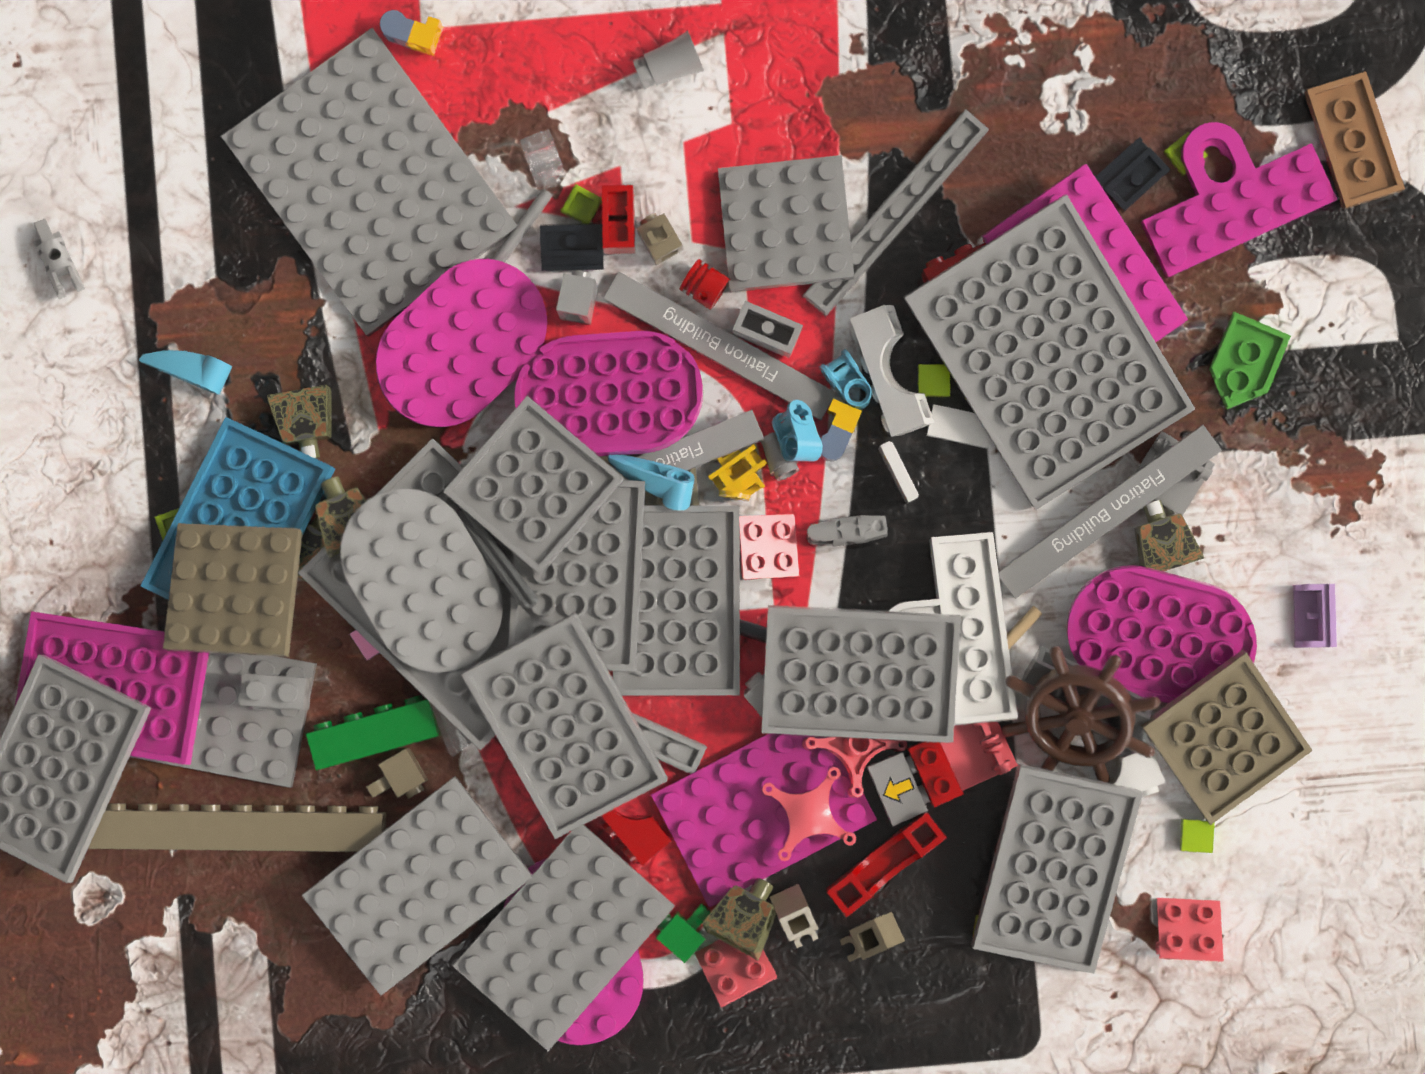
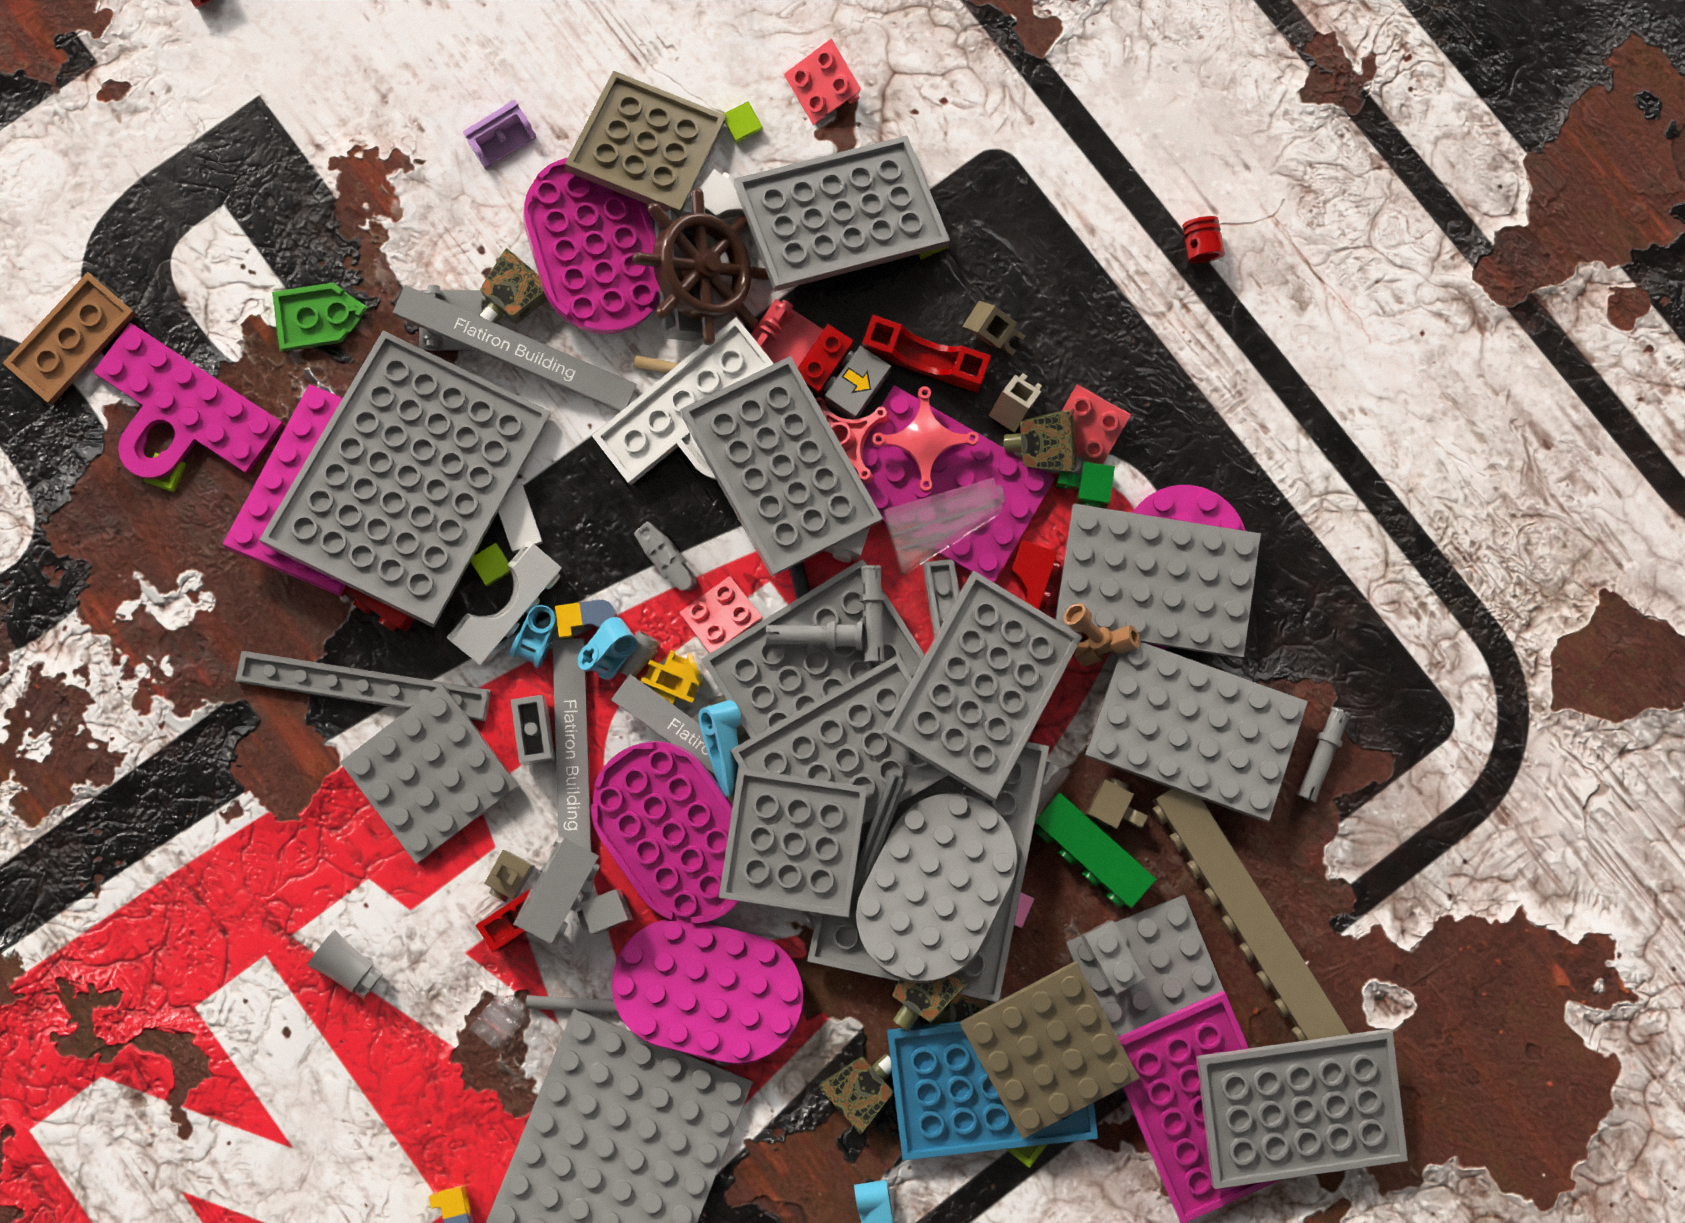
camera: 125 degrees left, 5 degrees down
(331, 982) = (1328, 743): none -> light grey pin
(543, 852) = (1100, 639): none -> medium nougat bar
(571, 247) = (568, 956): black plate -> none
(581, 205) = (521, 963): lime tile -> none
(616, 267) = (557, 890): none -> light grey wedge
(688, 626) = (830, 635): none -> light grey pin
(690, 675) = (872, 613): none -> light grey pin
(704, 284) = (526, 809): red piece -> none
(731, 776) = (938, 521): none -> clear slope
(898, 472) = (589, 544): white tile -> none
(1131, 174) = (209, 504): black plate -> none

